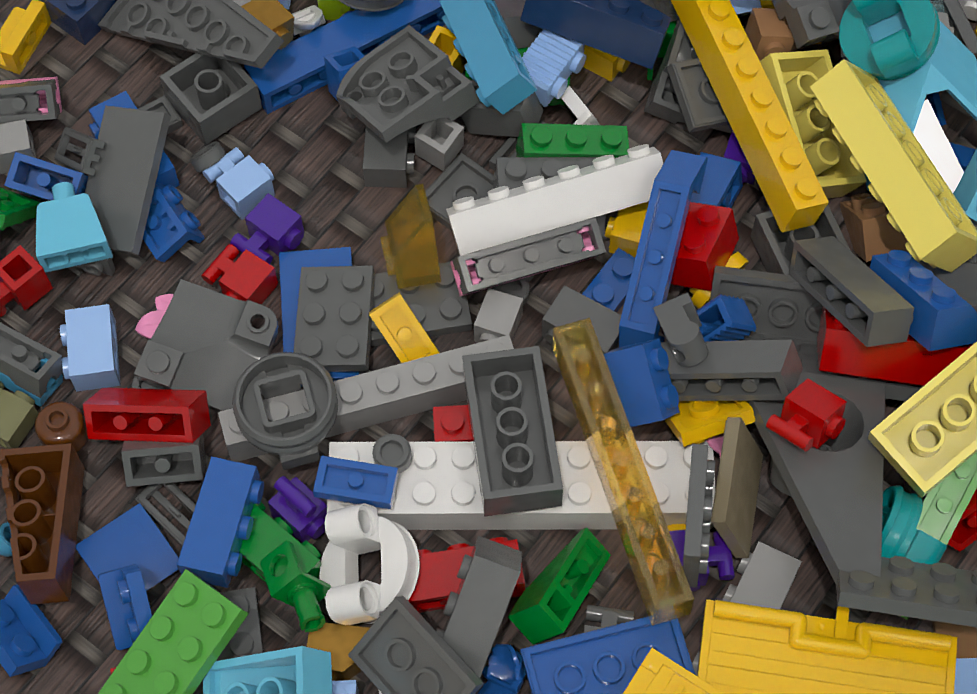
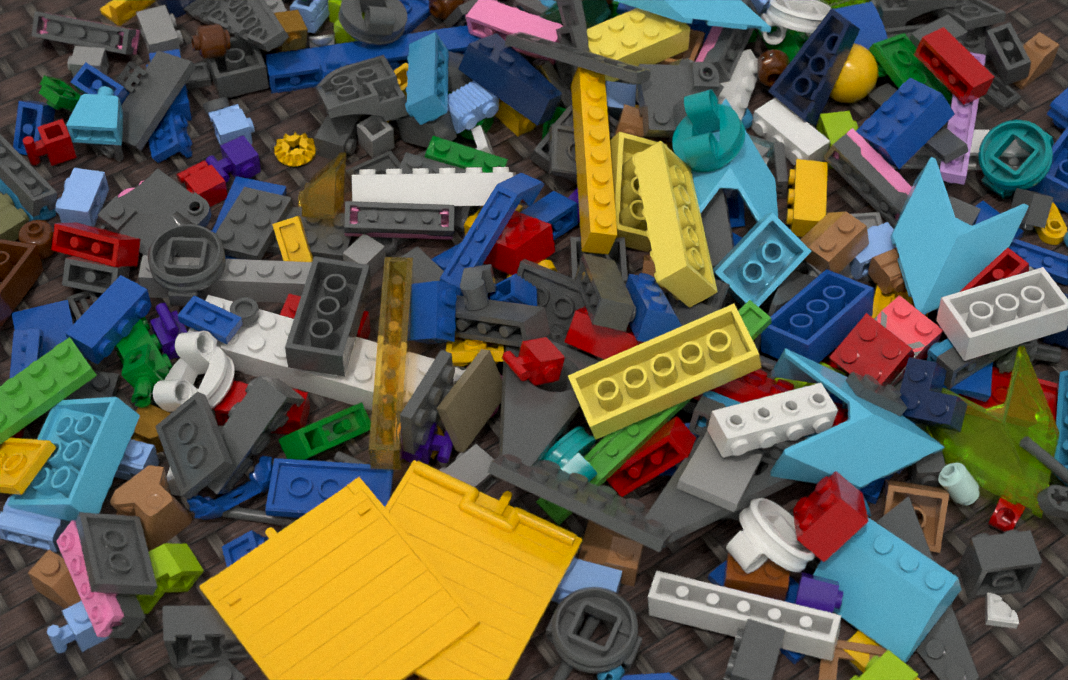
camera: 15 degrees right, 10 degrees down
(83, 70) = (159, 29): none -> light grey brick
(174, 72) = (211, 41): none -> reddish brown head
(346, 198) = (297, 156): none -> yellow gear

